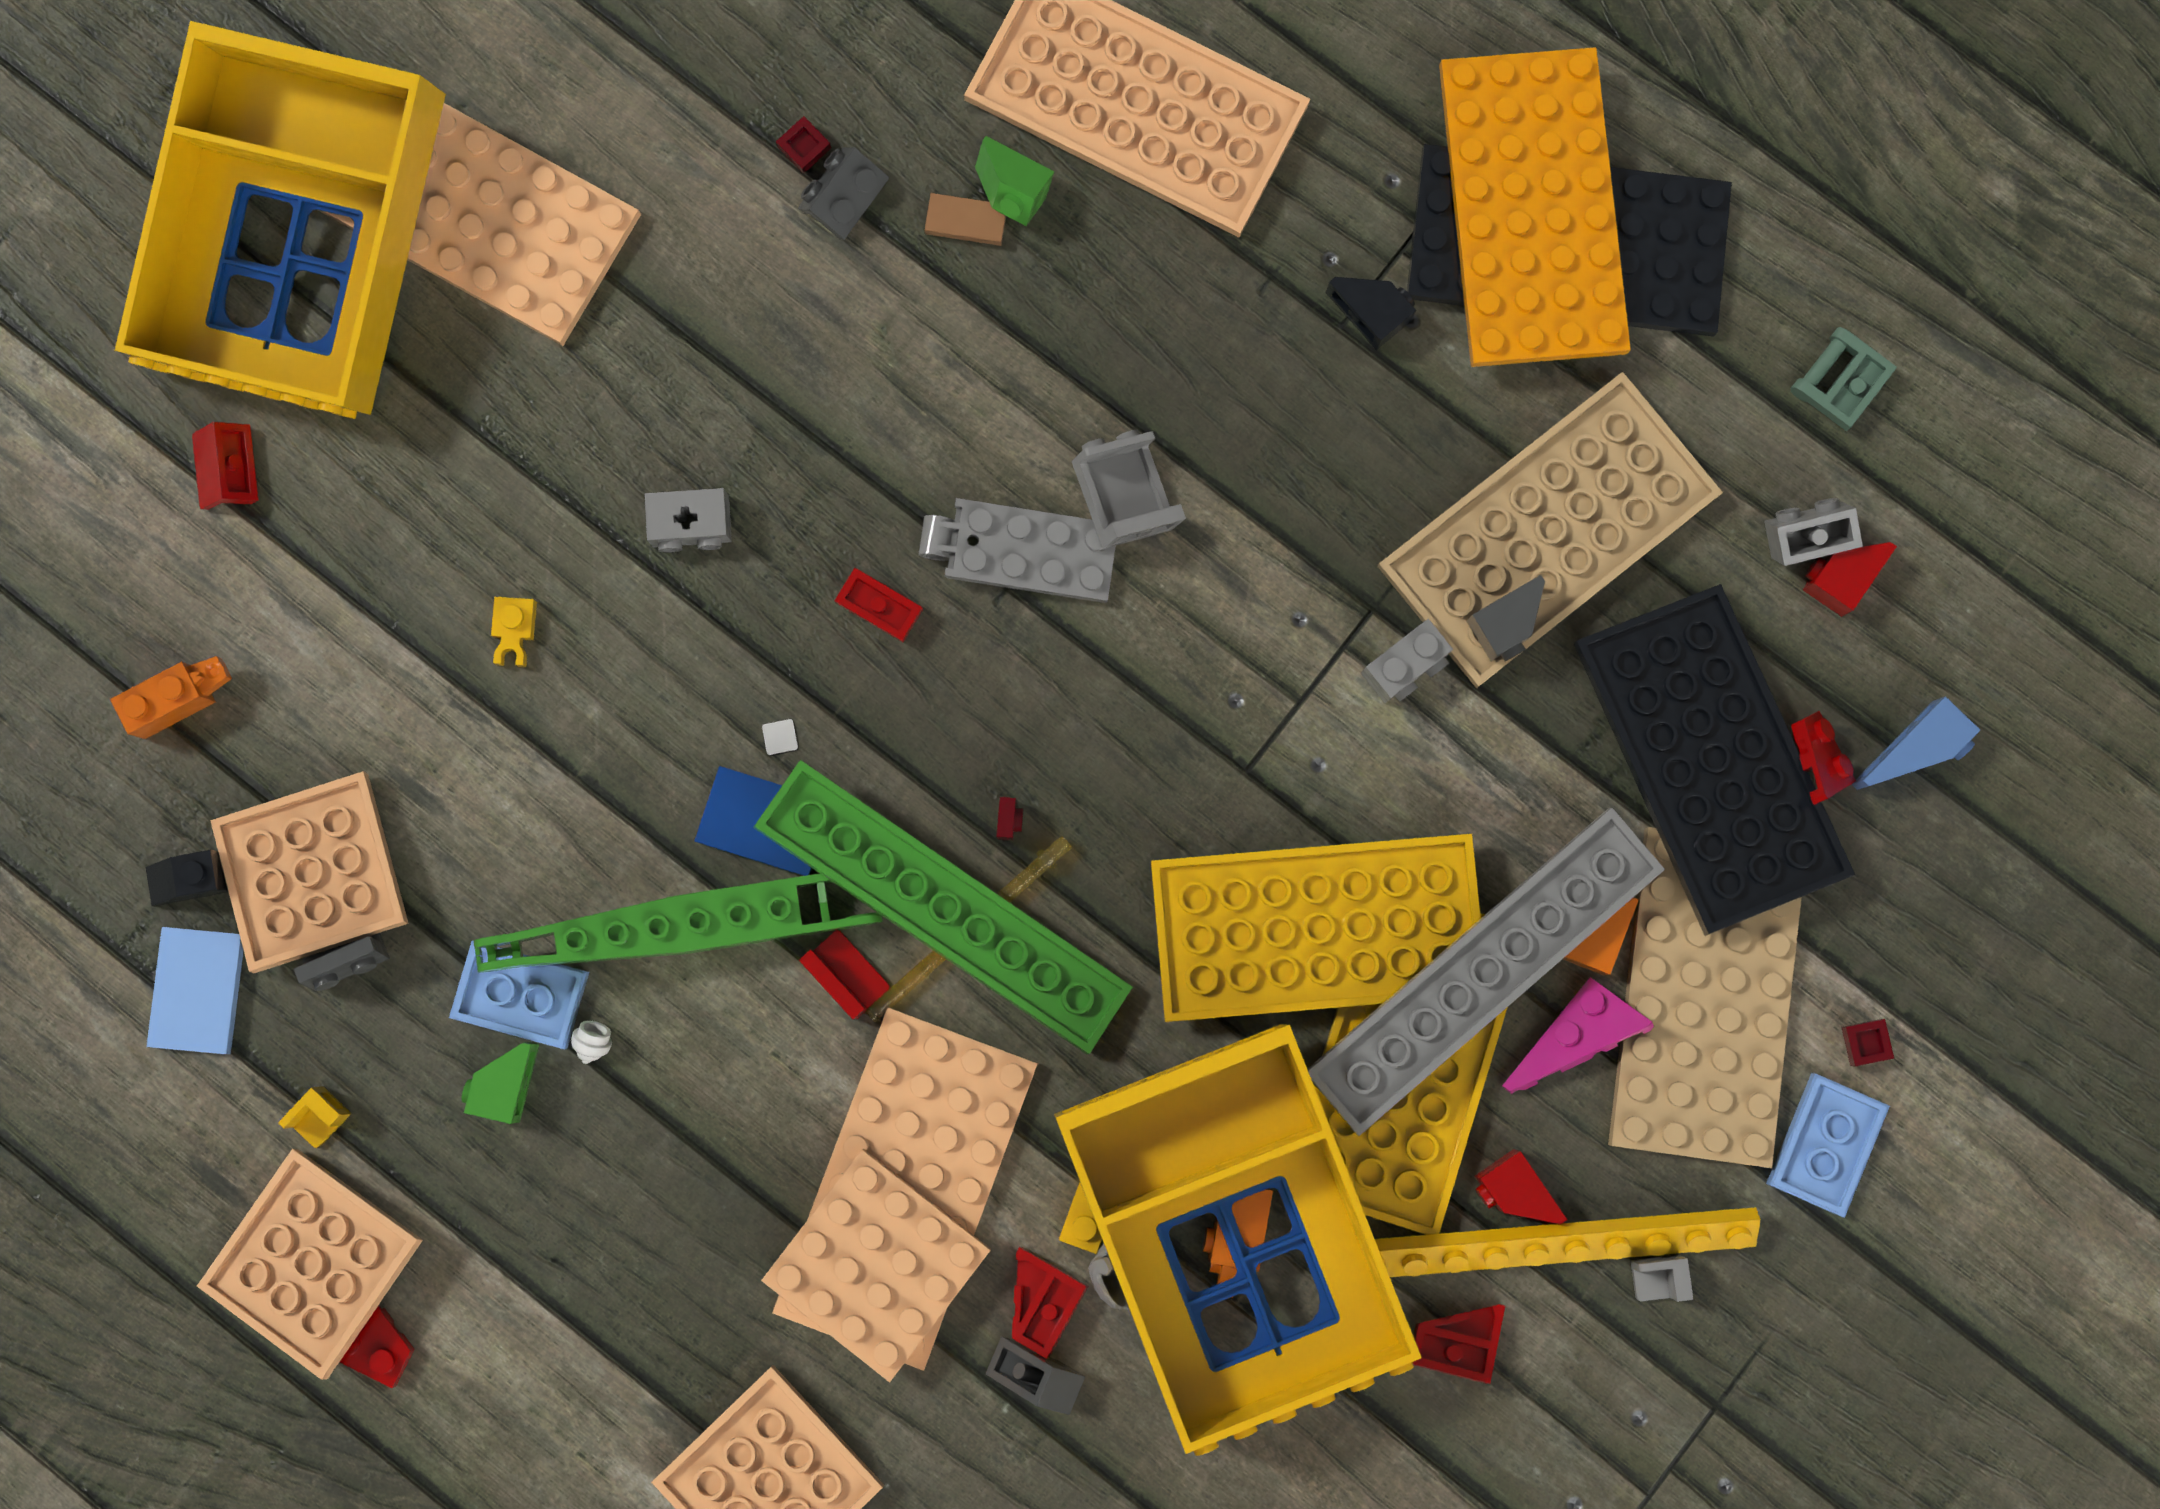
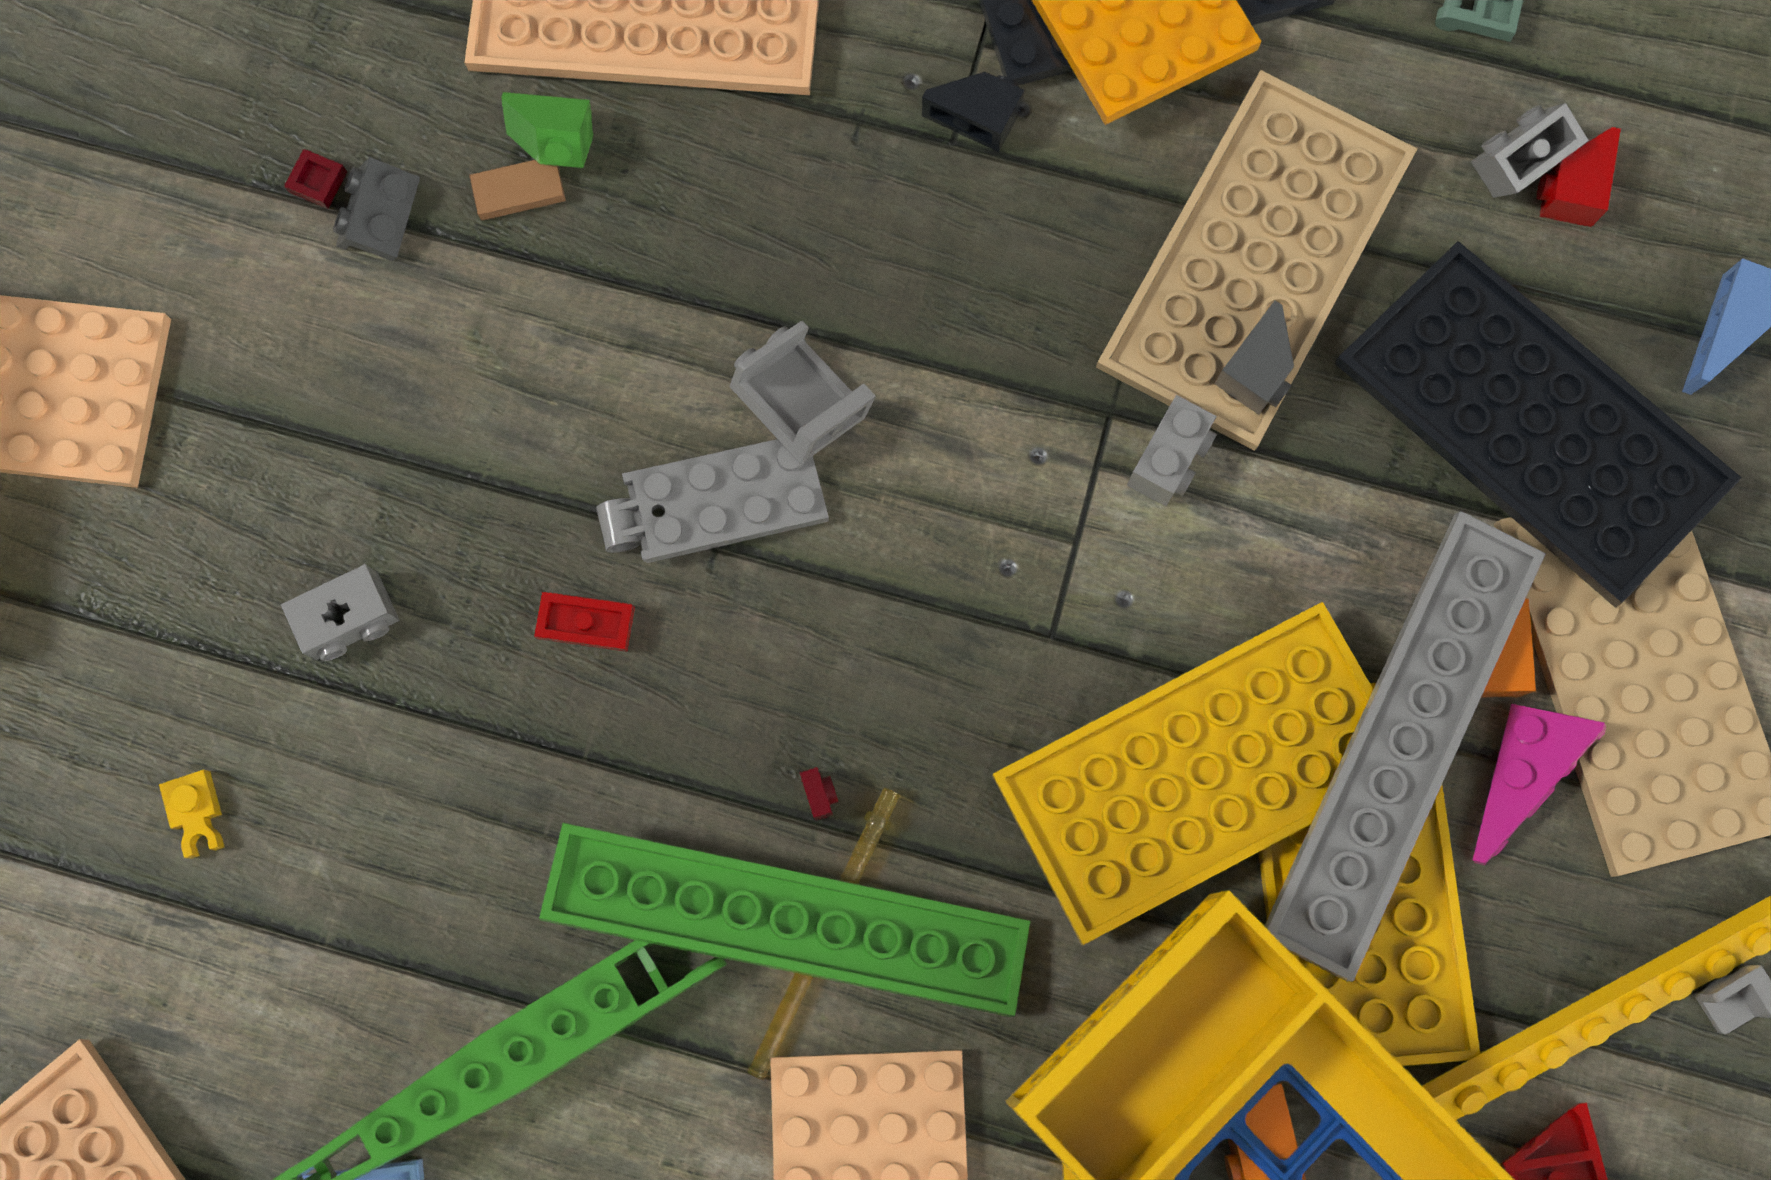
camera: 20 degrees left, 5 degrees down
(733, 811) = (511, 912): blue tile -> none
(780, 737) = (533, 808): white sticker -> none
(845, 974) = (708, 1041): red panel -> none
(1517, 1190) = (1541, 968): red slope -> none
(1821, 753) = (1642, 371): red wing -> none

